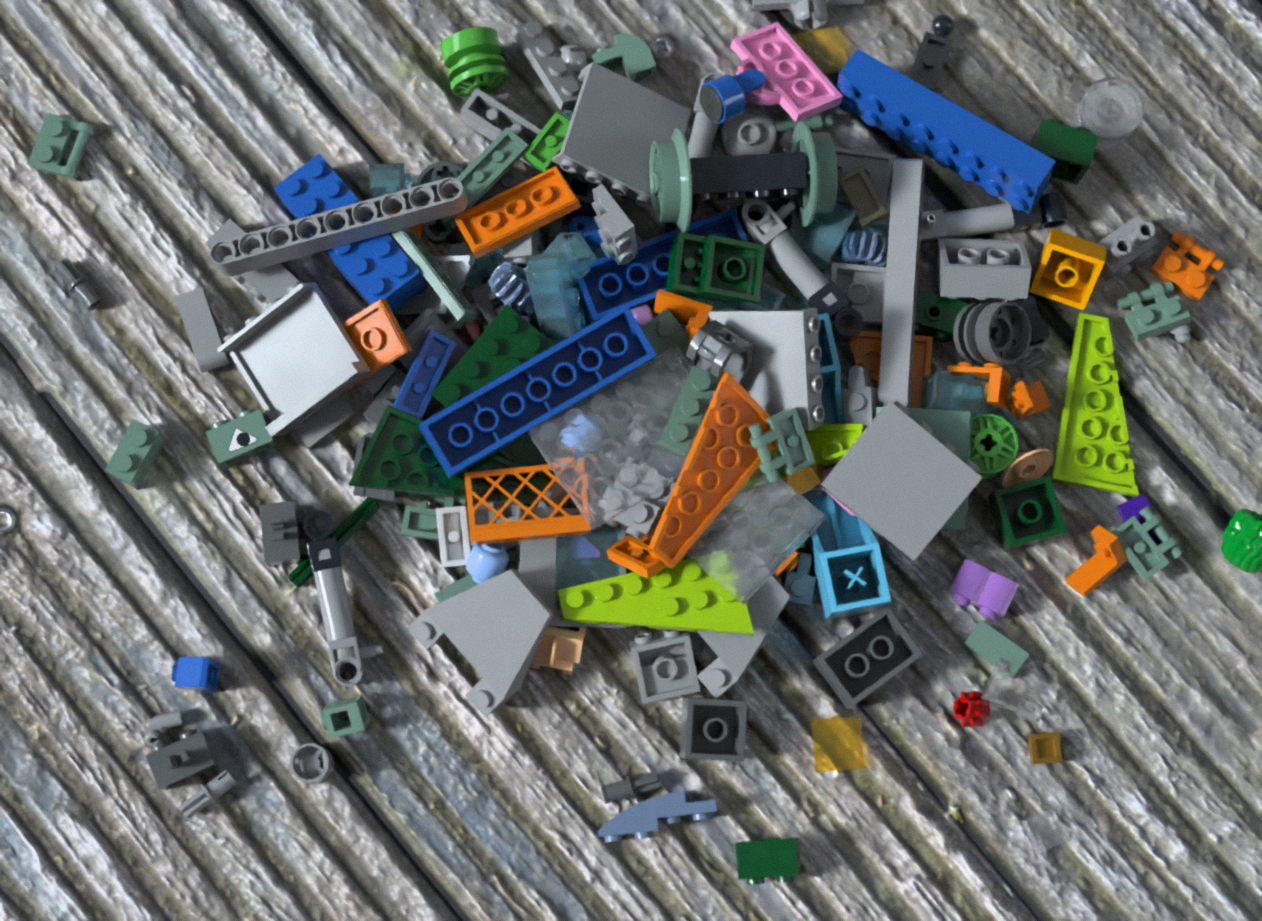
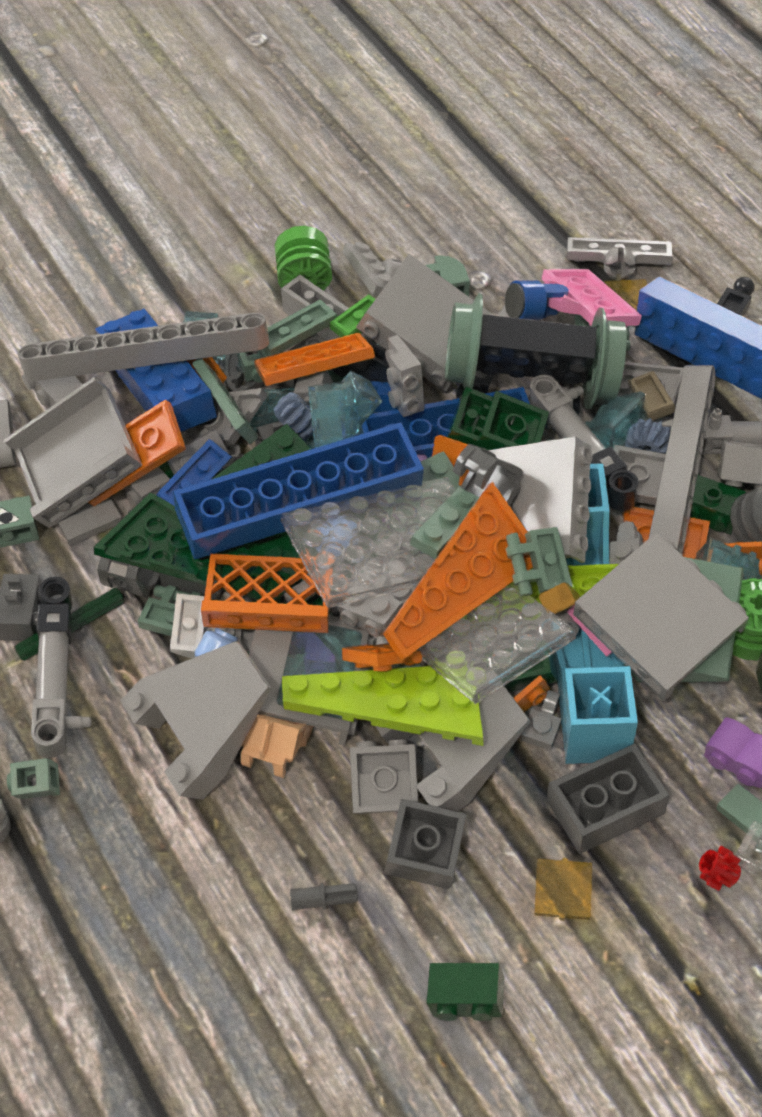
camera: 15 degrees right, 25 degrees down
(643, 816) = (332, 924): sand blue slope -> none

